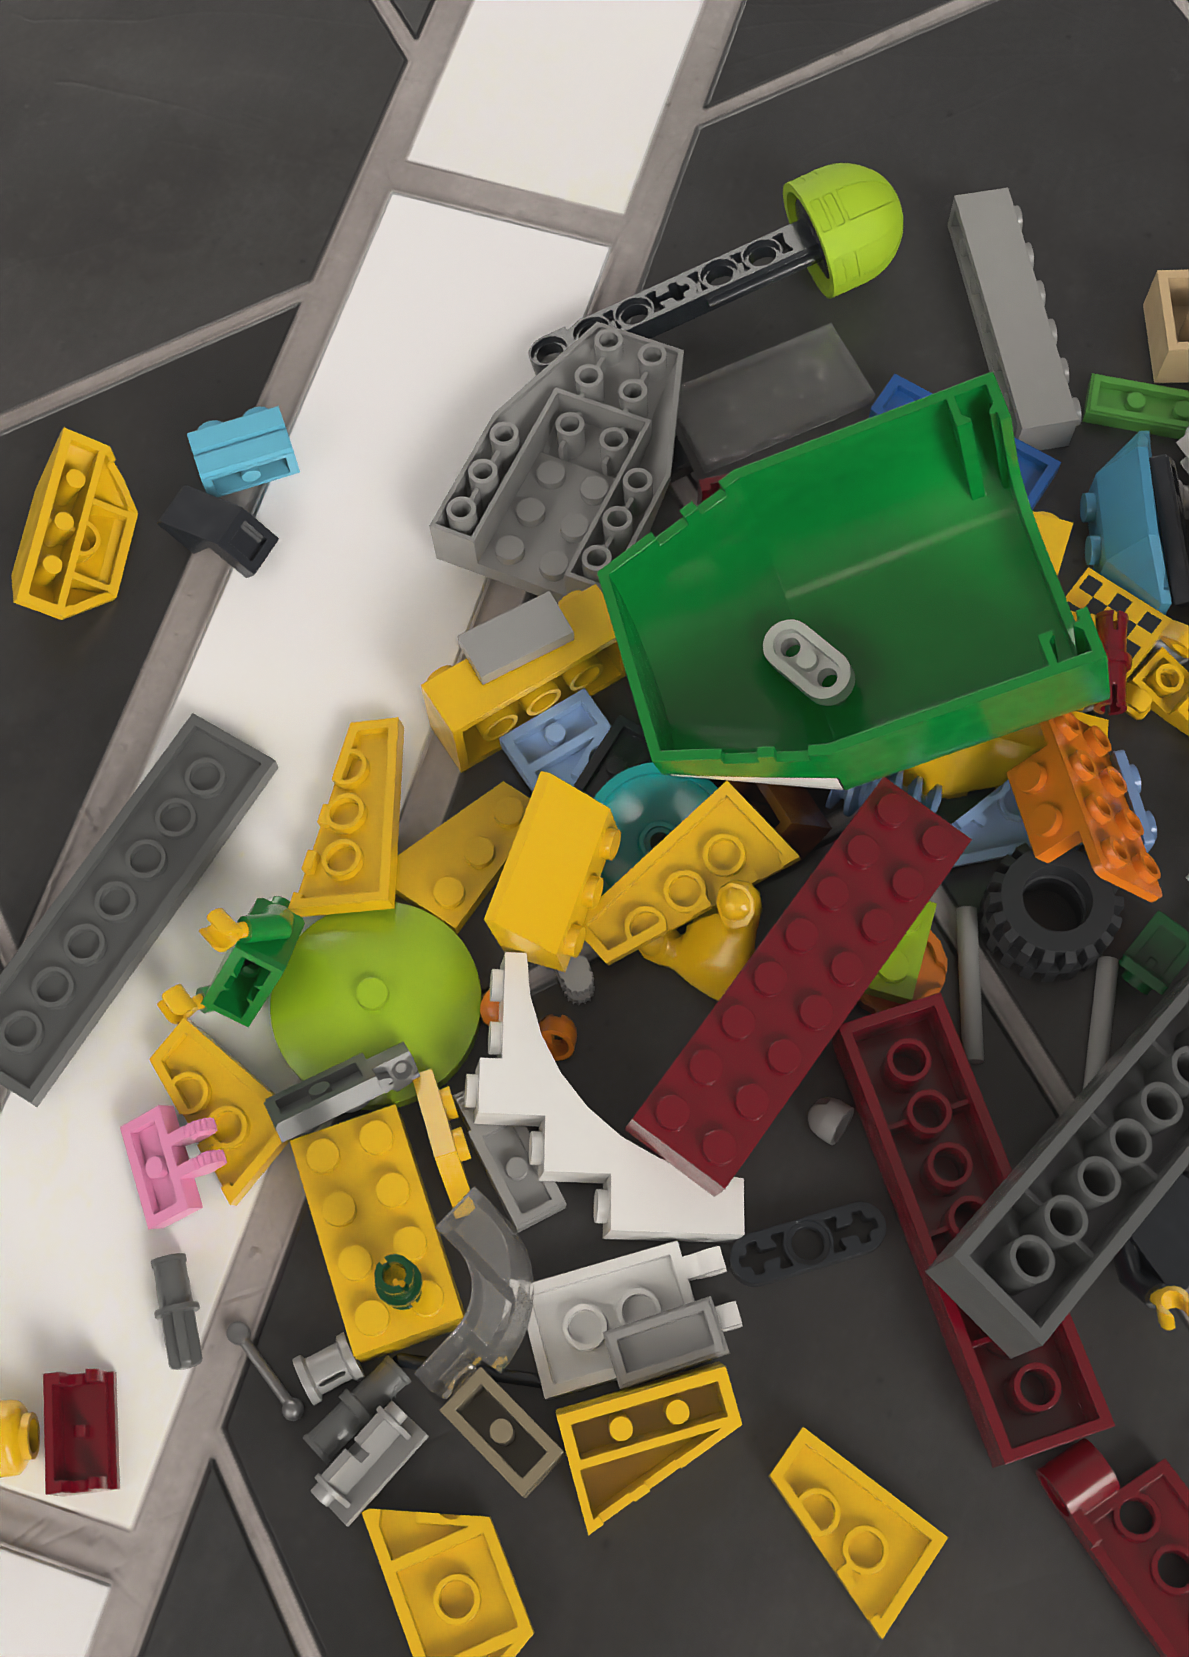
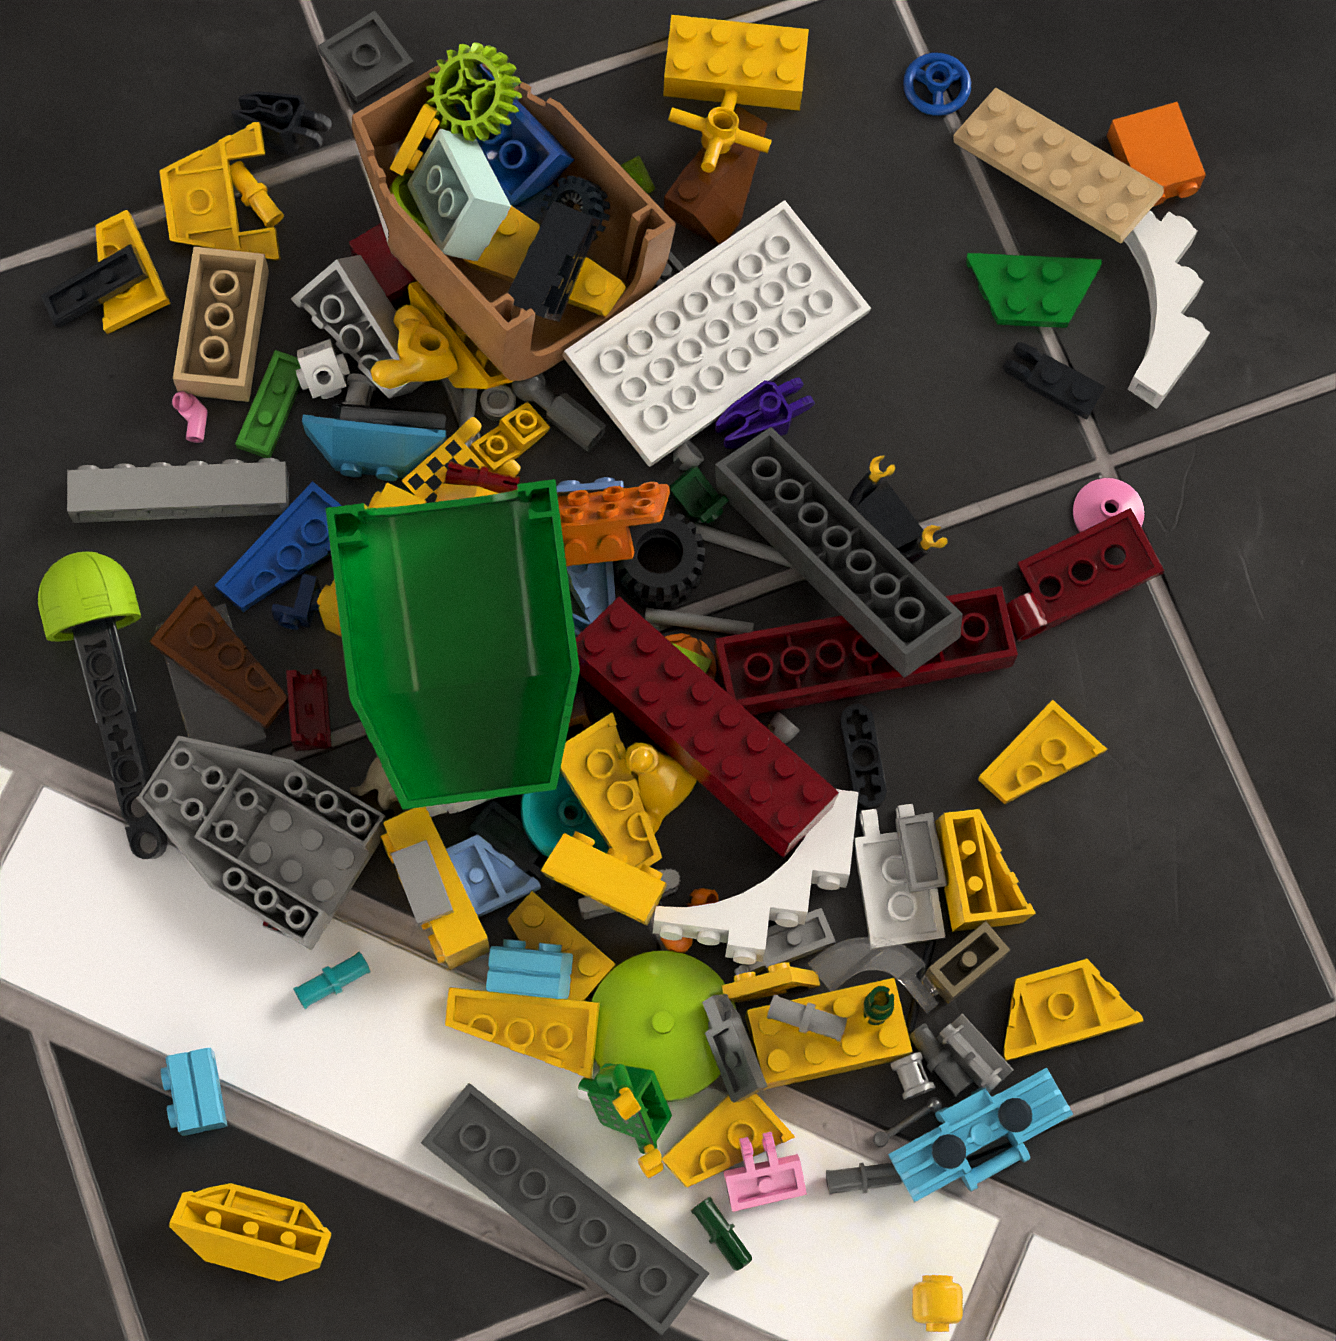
camera: 90 degrees left, 5 degrees up
(81, 1432) = (937, 1244): dark red hinge -> none
(89, 1118) = (722, 1234): none -> dark green axle
(228, 529) = (262, 1115): black slope -> none
(260, 1471) = (972, 1124): none -> medium azure piece
(381, 1185) = (807, 1018): none -> light grey pin
(398, 584) = (332, 980): none -> teal pin
(427, 812) = (529, 971): none -> medium azure brick
(799, 385) = (212, 653): none -> reddish brown wing
(812, 663) = (467, 682): white plate -> none
(1121, 324) = (194, 413): none -> bright pink arm

